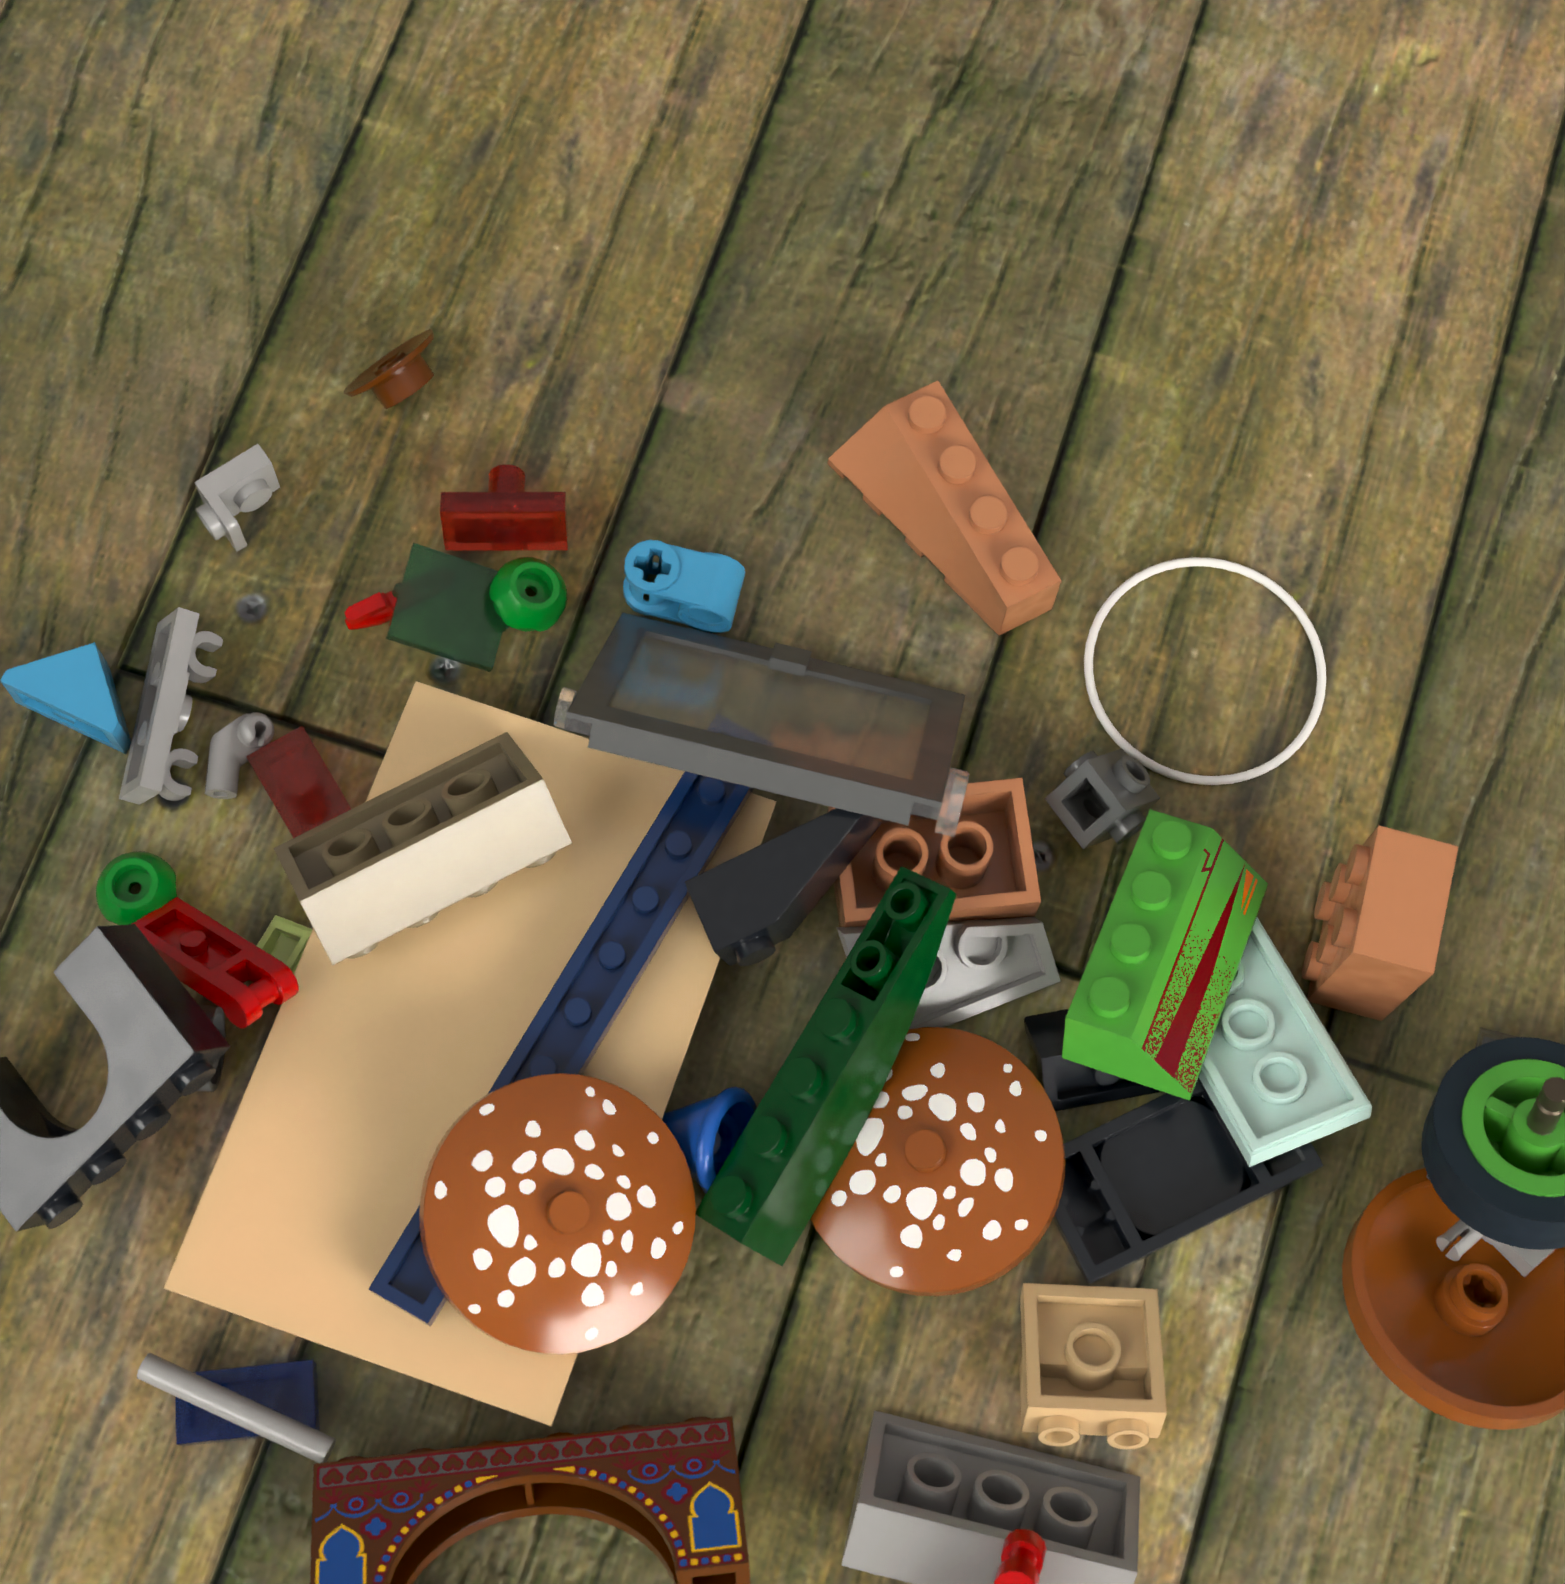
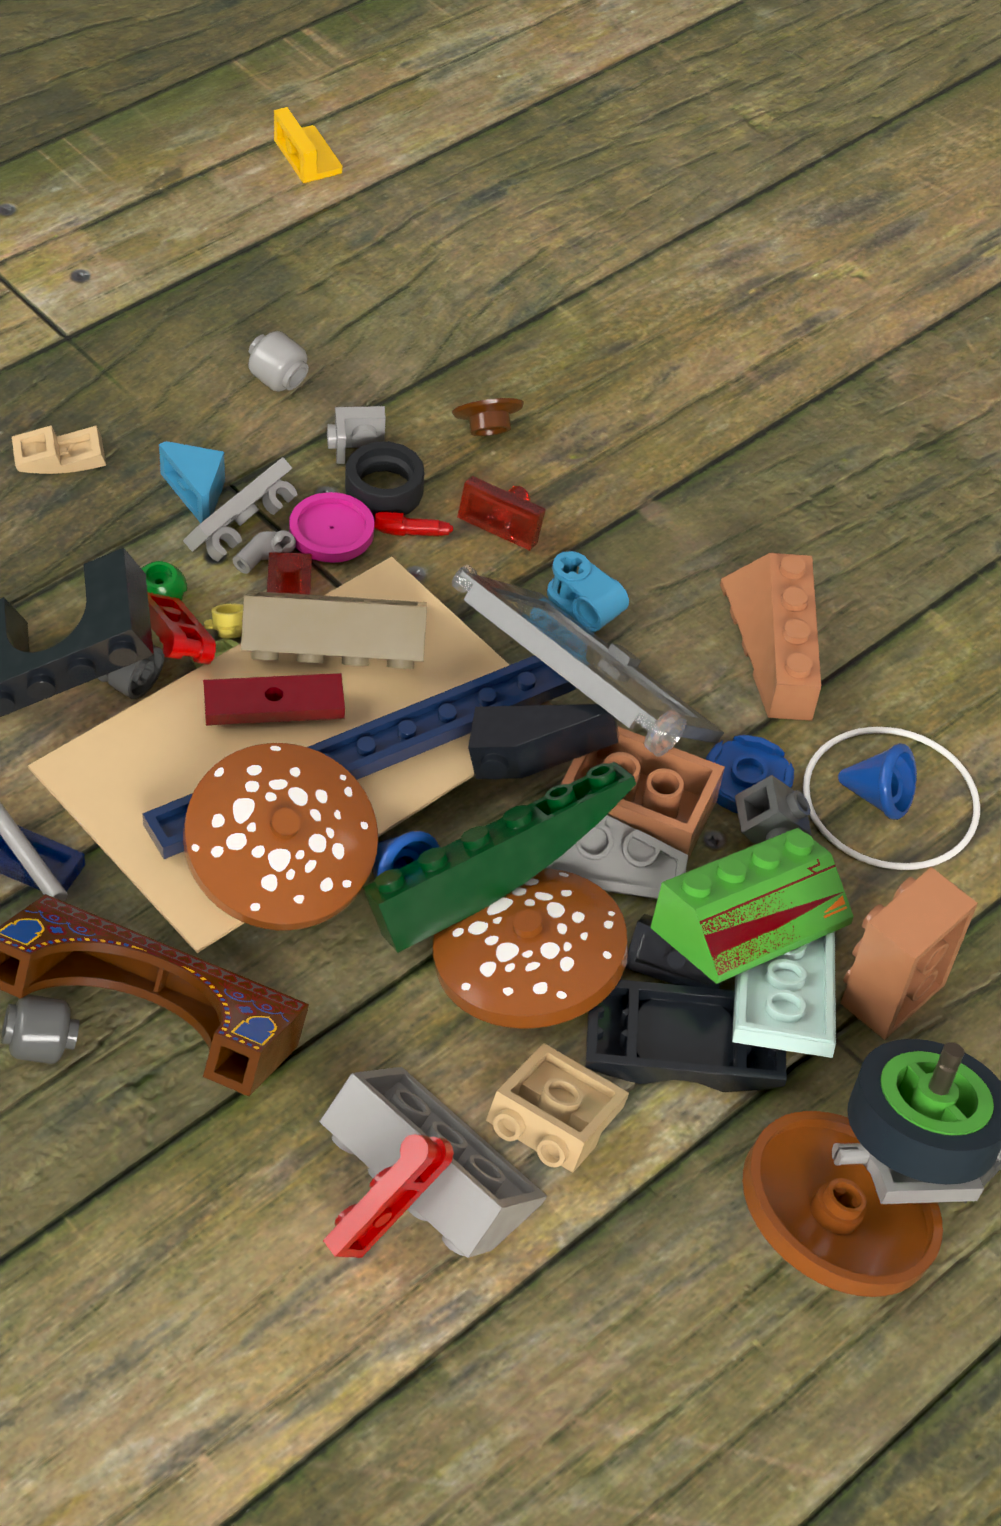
camera: 30 degrees right, 20 degrees down
(61, 437) = (278, 361): none -> light grey head
(263, 896) = (226, 620): none -> light yellow plate
(295, 639) = (332, 527): none -> dark pink piece
(313, 508) = (382, 458): none -> black tyre
(447, 608) = (439, 540): clear green piece -> none
(450, 980) = (273, 699): none -> dark red tile
(518, 608) = (490, 566): green plate -> none
(1026, 734) = (746, 763): none -> blue tile
(1192, 663) = (884, 780): none -> blue hat

